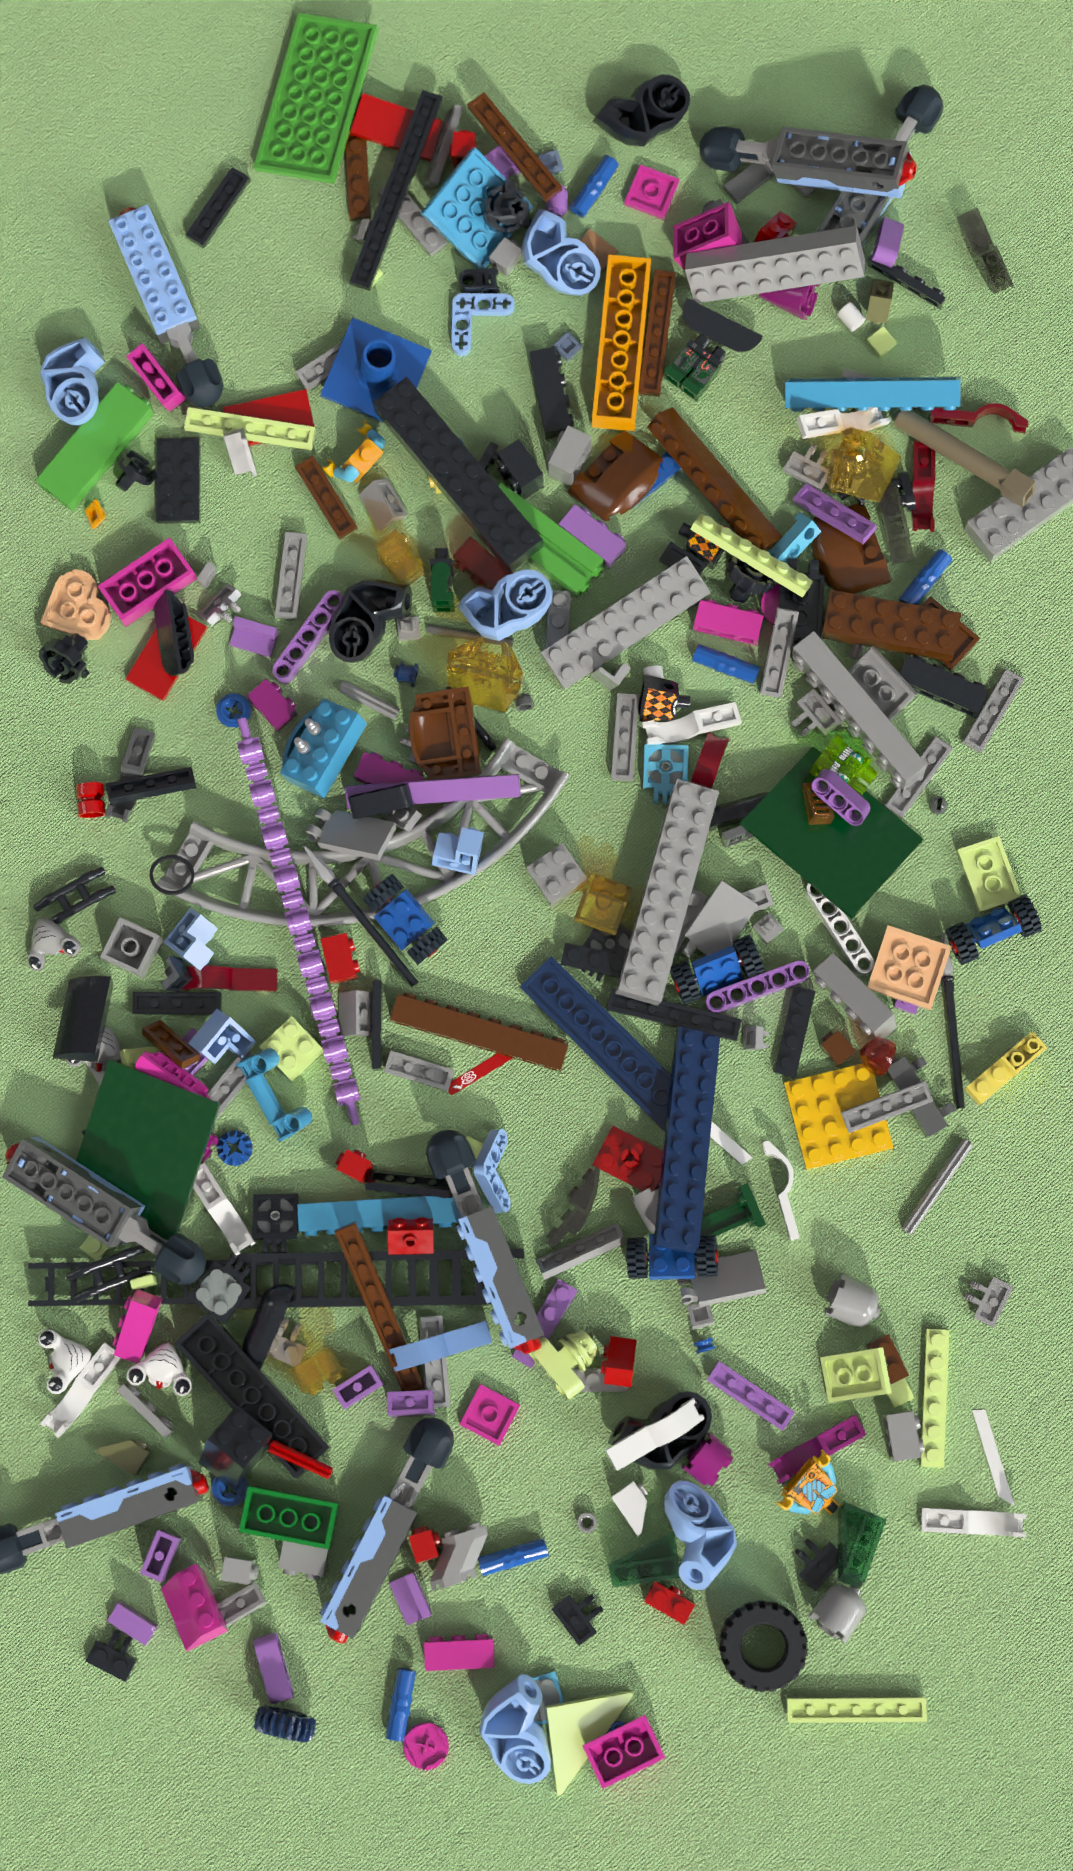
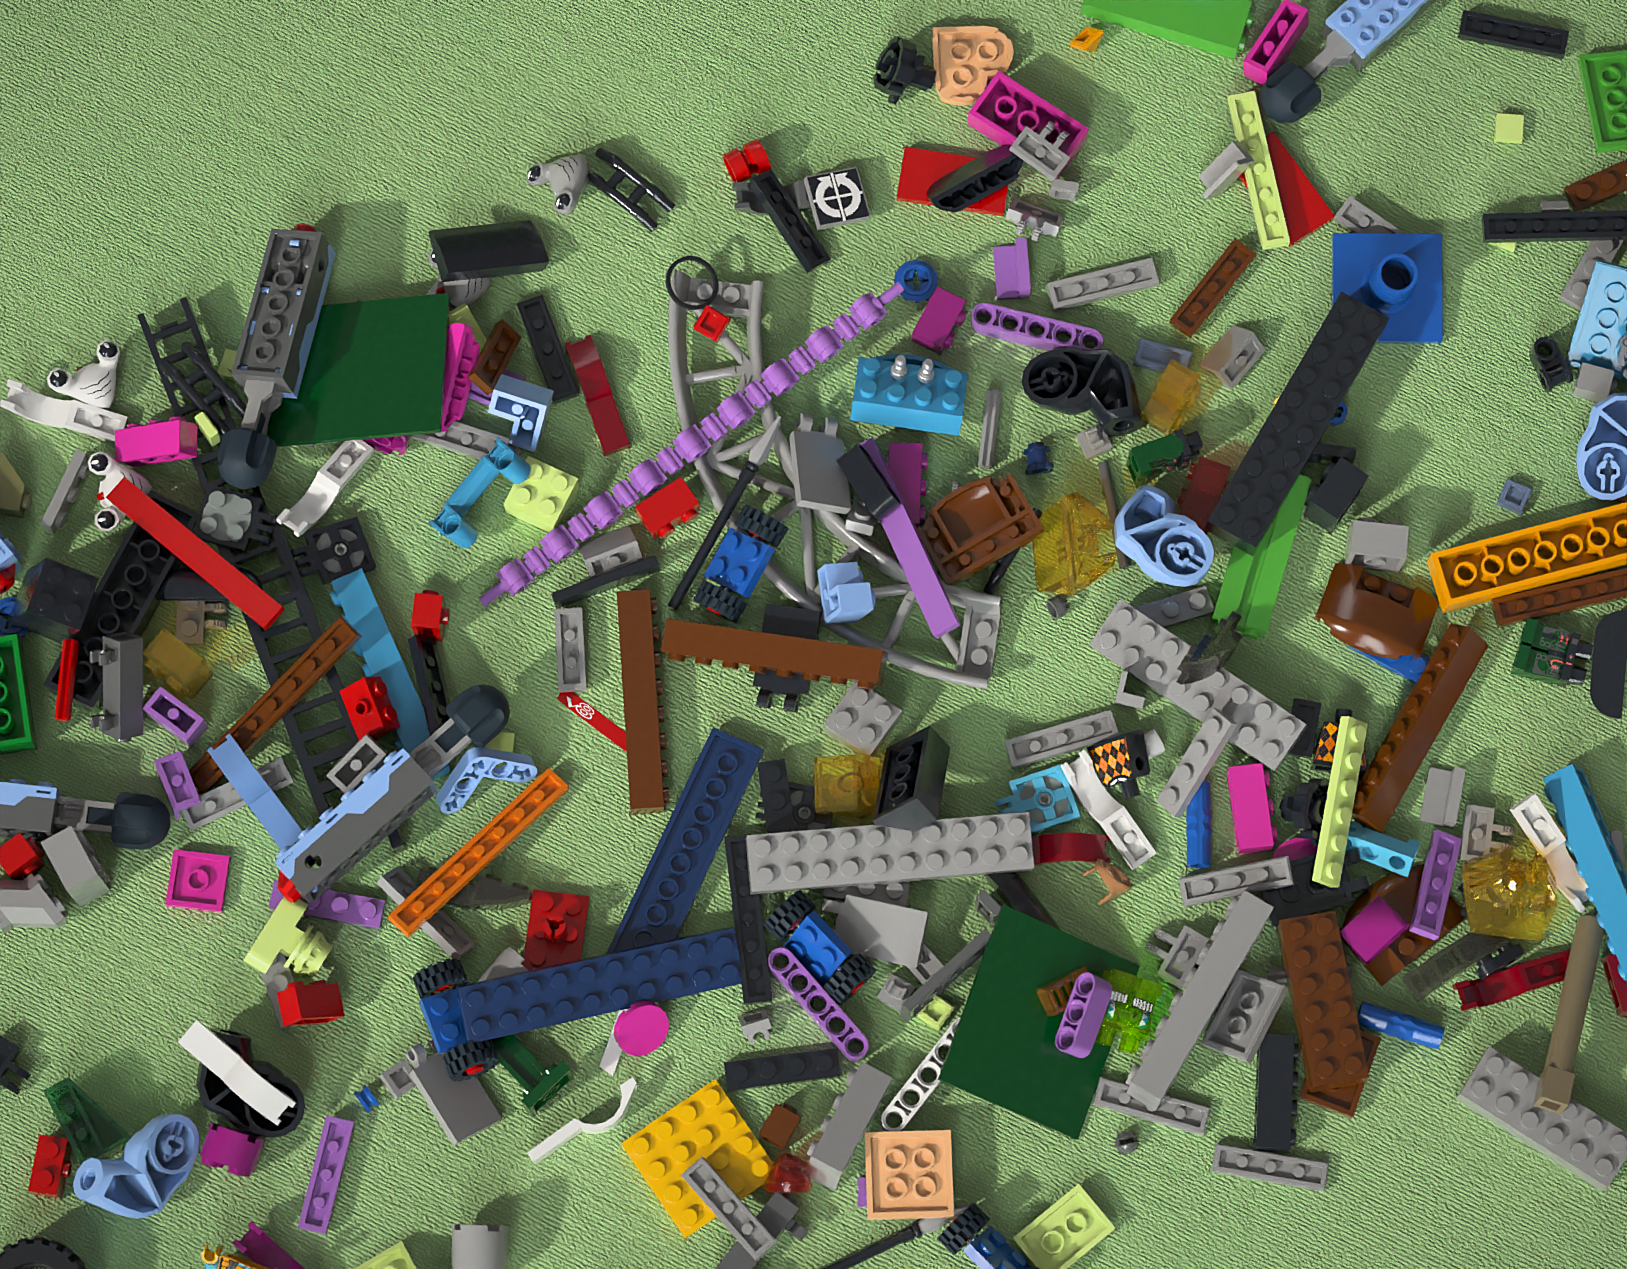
camera: 60 degrees right, 5 degrees down
(131, 948) = (590, 272): light grey brick -> none
(134, 469) = (1156, 60): black tile -> none
(147, 743) = (837, 198): none -> tile
(175, 579) = (1040, 152): none -> light grey hinge
(177, 974) = (578, 336): black panel -> none
(178, 480) = (1165, 116): black plate -> none
(190, 937) = (627, 332): light blue brick -> none
(209, 872) = (712, 323): none -> red tile
(240, 1325) = (195, 553): none -> red tile
(245, 1145) = (409, 487): blue gear -> none
(288, 239) = (1509, 128): none -> yellowish green tile
(320, 1418) = (121, 686): none -> dark grey brick
(361, 459) = (1277, 310): torso -> none
(362, 555) = (1156, 355): none -> sand blue tile
(448, 1502) = (77, 865): none -> light grey brick
(452, 1260) = (357, 764): none -> light grey brick
(467, 312) = (1505, 365): light blue beam -> none
(483, 919) = (774, 652): none -> reddish brown brick
(485, 912) = (793, 623): none -> black tile
(513, 1556) = (42, 967): blue axle -> none
(549, 391) = (1448, 496): black brick -> none
(552, 1194) = (478, 852): none -> orange plate
(594, 534) = (1292, 610): medium lavender brick -> none
(594, 1524) = (107, 1030): light grey axle -> none
(608, 600) = (1212, 652): none -> clear smoke slope
(621, 855) = (912, 782): none -> black slope
(632, 1504) = (148, 1083): white slope -> none
(683, 645) = (1196, 762): none -> light grey plate
(728, 1122) = (641, 1028): none -> dark pink tile
(744, 738) = (1113, 878): none -> medium nougat piece
(770, 483) = (1442, 796): none -> light grey panel
(773, 885) = (945, 976): none -> dark grey tile
(791, 905) = (936, 1012): none -> yellowish green tile
(853, 568) = (1374, 929): none -> magenta piece

